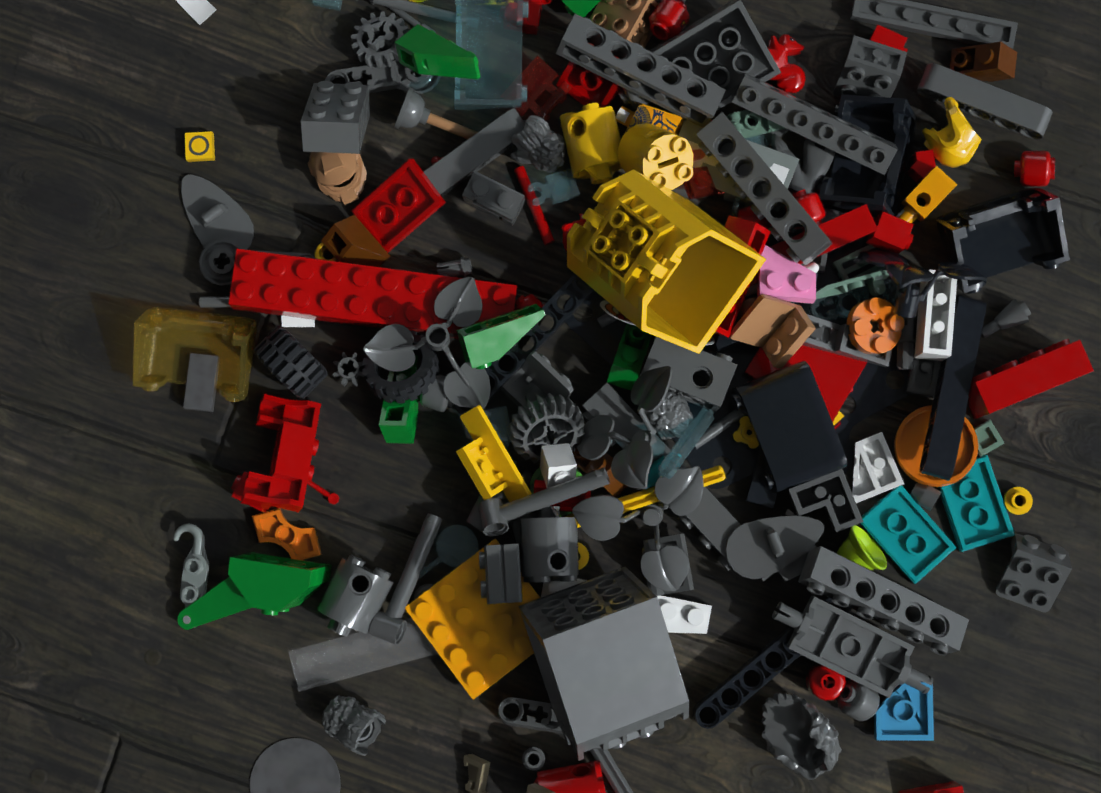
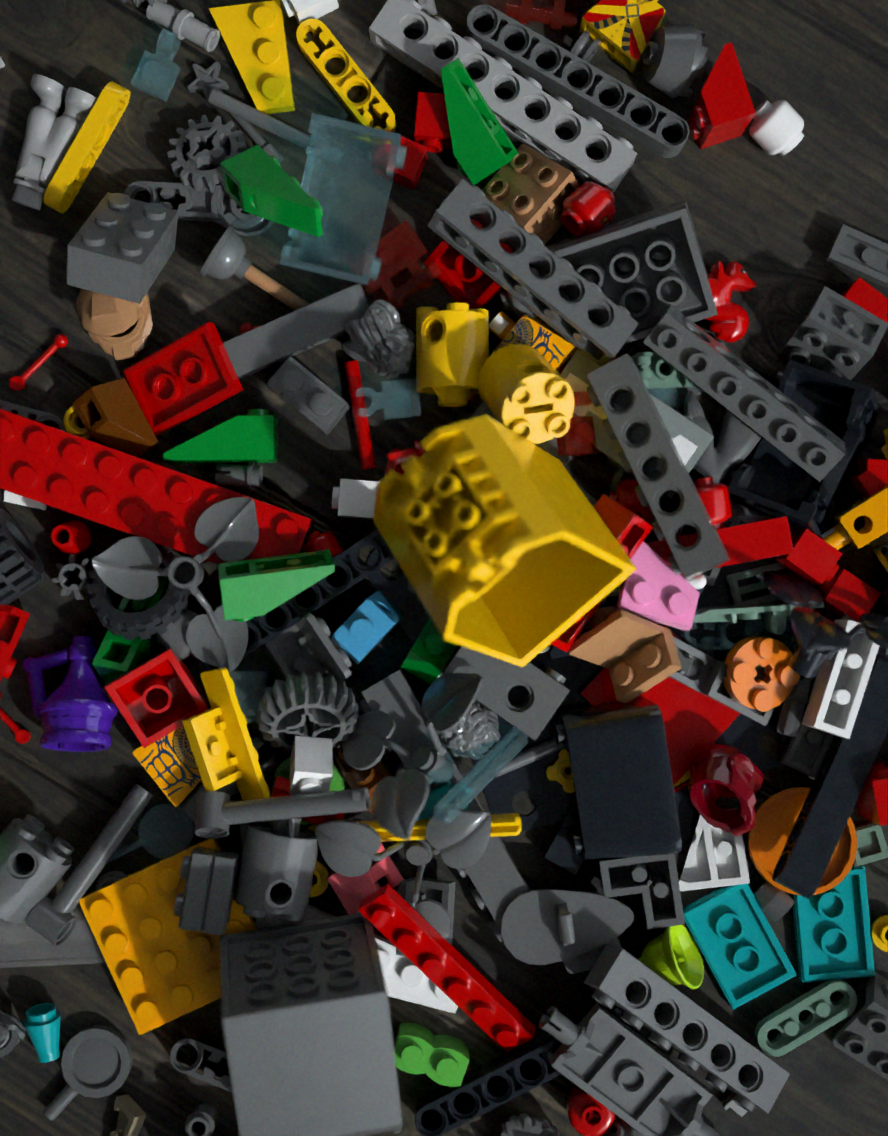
camera: 15 degrees right, 5 degrees up
(261, 54) = (48, 137): none -> light grey piece
(274, 236) = (18, 382): none -> red hinge
(290, 55) = (86, 147): none -> yellow beam
(345, 345) = (79, 537): none -> red cone
(373, 468) = (78, 711): none -> dark purple piece
(398, 716) = (44, 1030): none -> teal cone
(431, 441) = (157, 696): none -> red slope
(441, 736) = (92, 1065): none -> dark grey piece
(443, 245) = (233, 441): none -> green slope
(453, 489) = (171, 765): none -> torso
(548, 265) = (355, 498): none -> white brick
(576, 357) = (367, 626): none -> dark azure torso
(611, 552) = (354, 889): none -> coral brick
(694, 596) = (446, 968): none -> red plate
(704, 667) = (439, 1056): none -> bright green brick
(869, 408) = (729, 774): none -> dark red helmet
(925, 254) = (848, 595): none -> red brick
(935, 657) = (729, 1103): none -> light grey piece
(982, 574) = (822, 1016): none -> sand green plate

